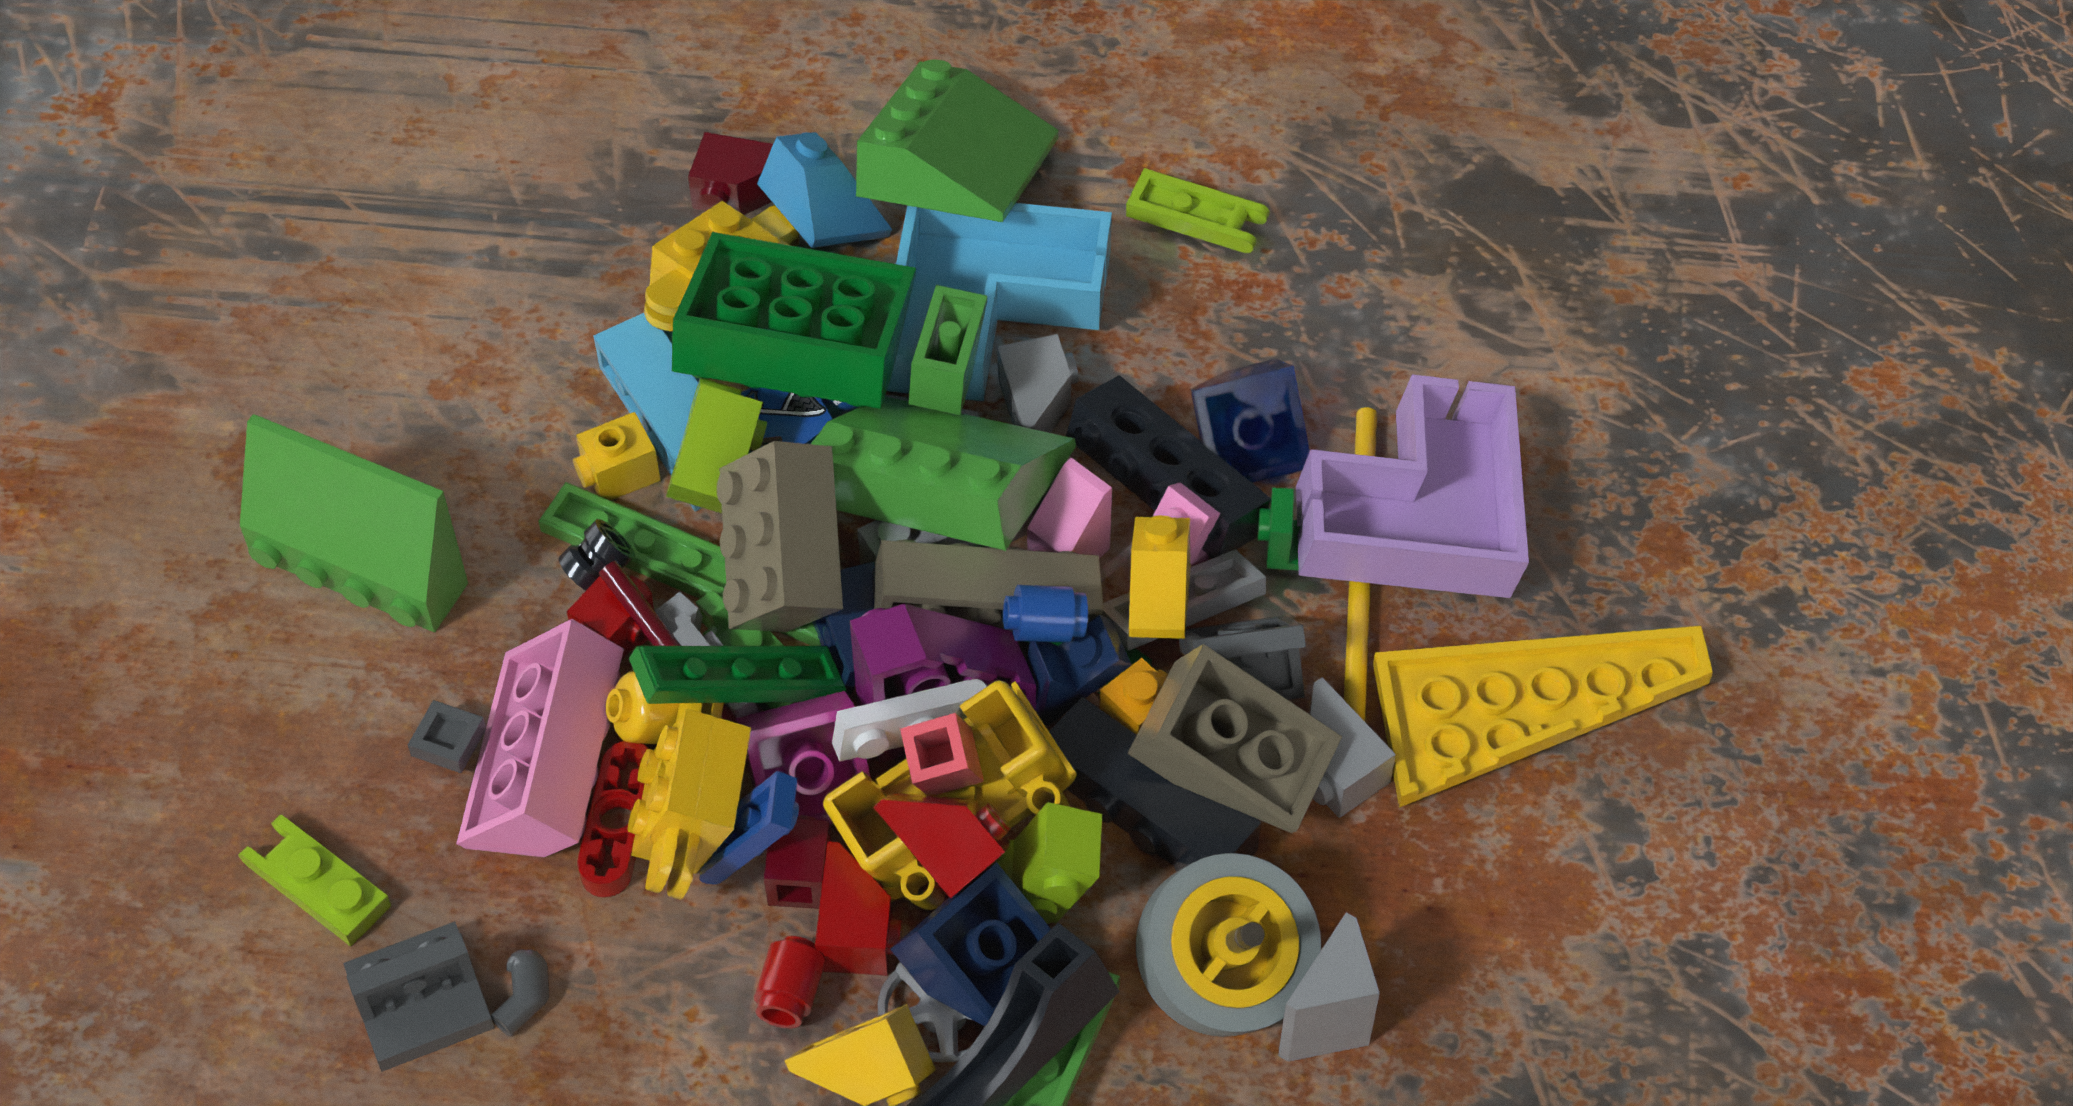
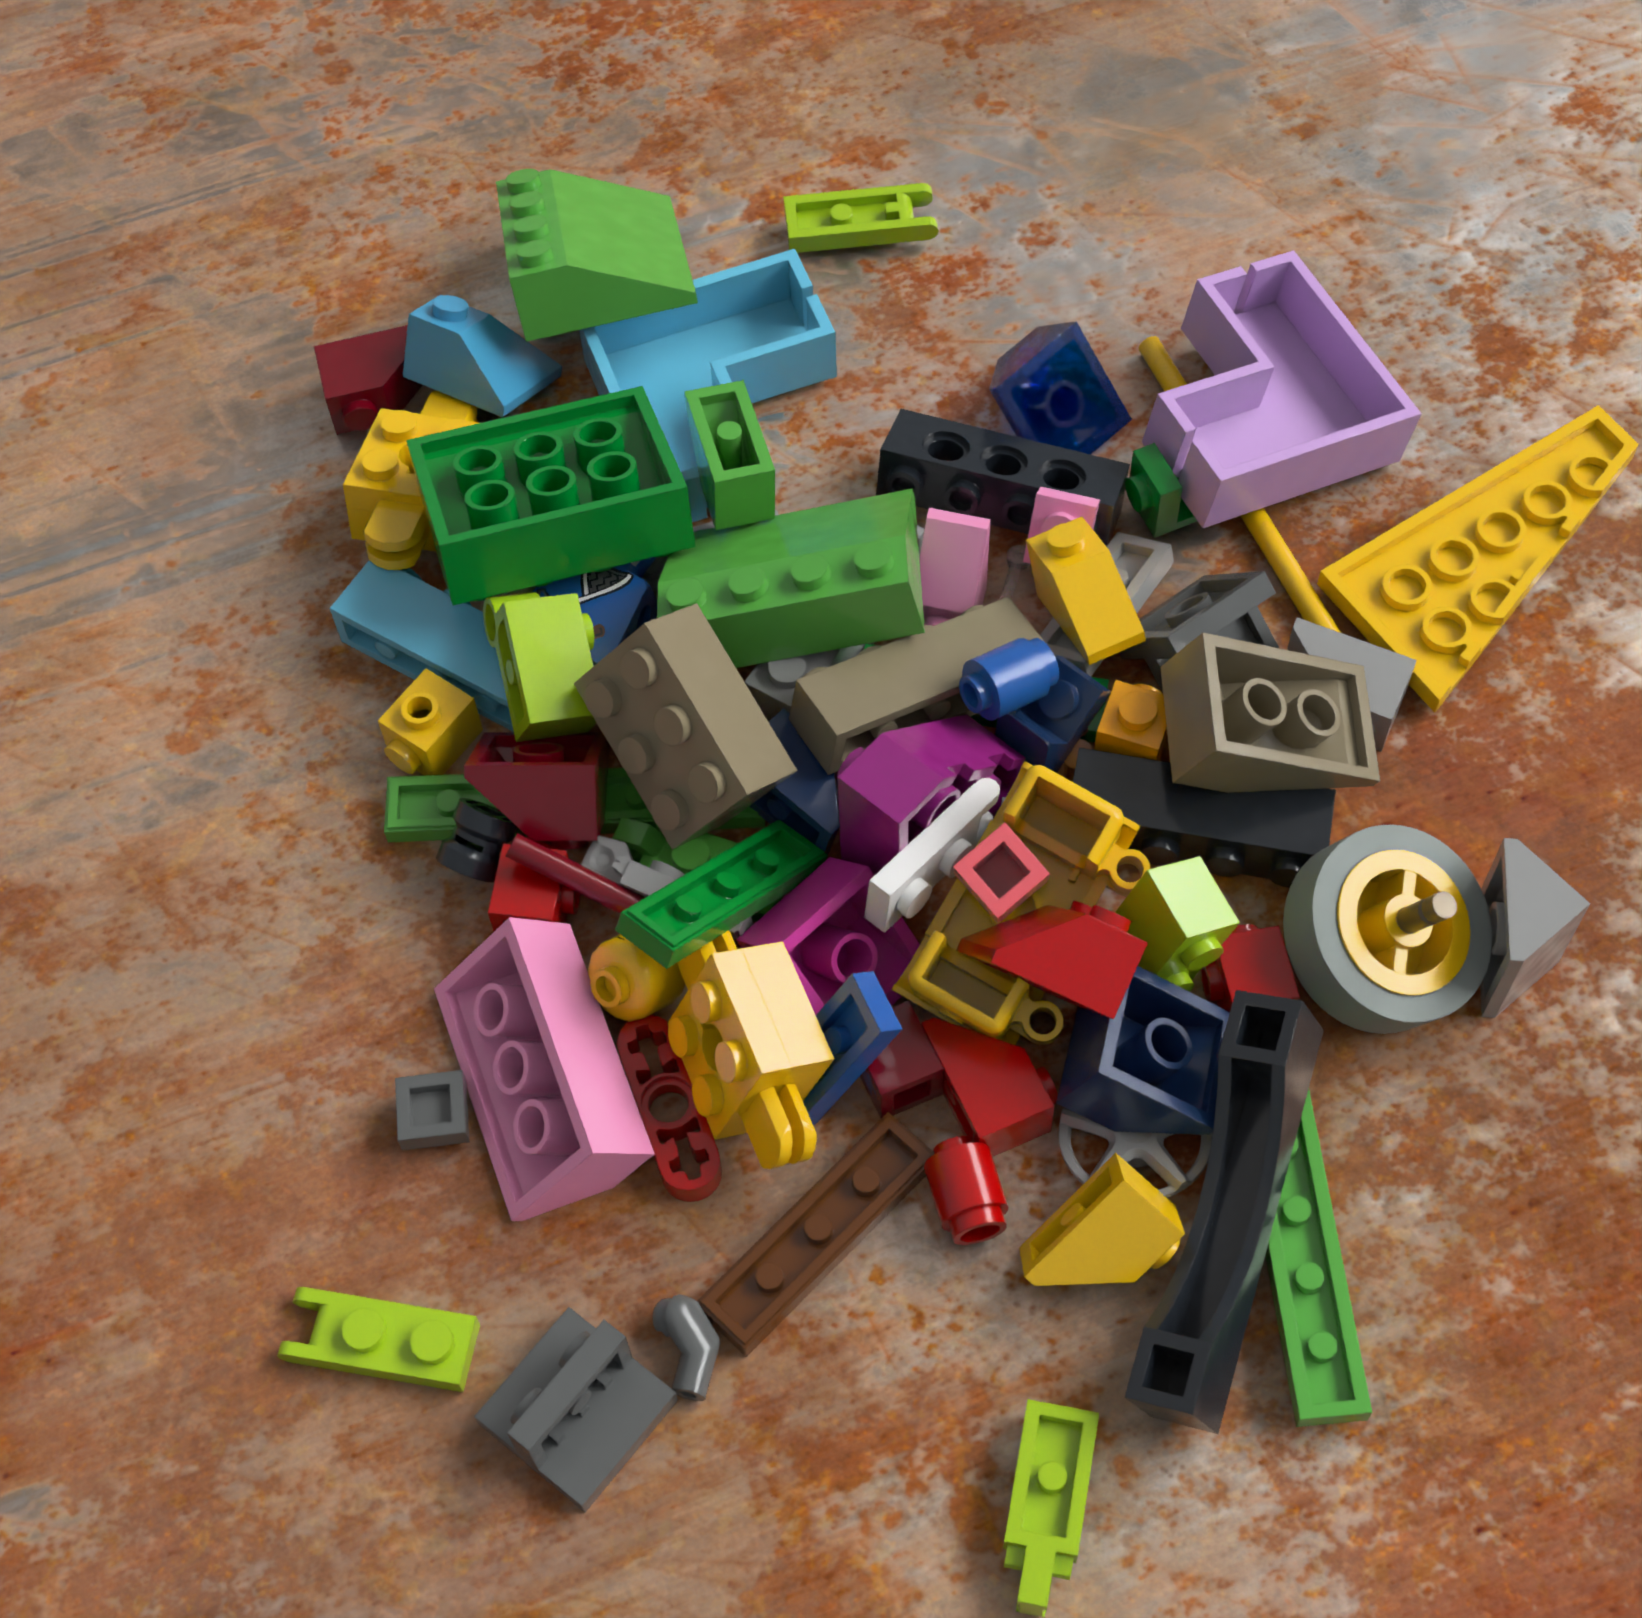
camera: 25 degrees left, 5 degrees up
(349, 525) = (189, 932): bright green slope -> none
(663, 960) = (816, 1234): none -> reddish brown tile
(664, 538) = (545, 785): none -> dark red slope
(1036, 381) = (813, 453): light grey slope -> none
(1109, 927) = (1251, 962): none -> red brick

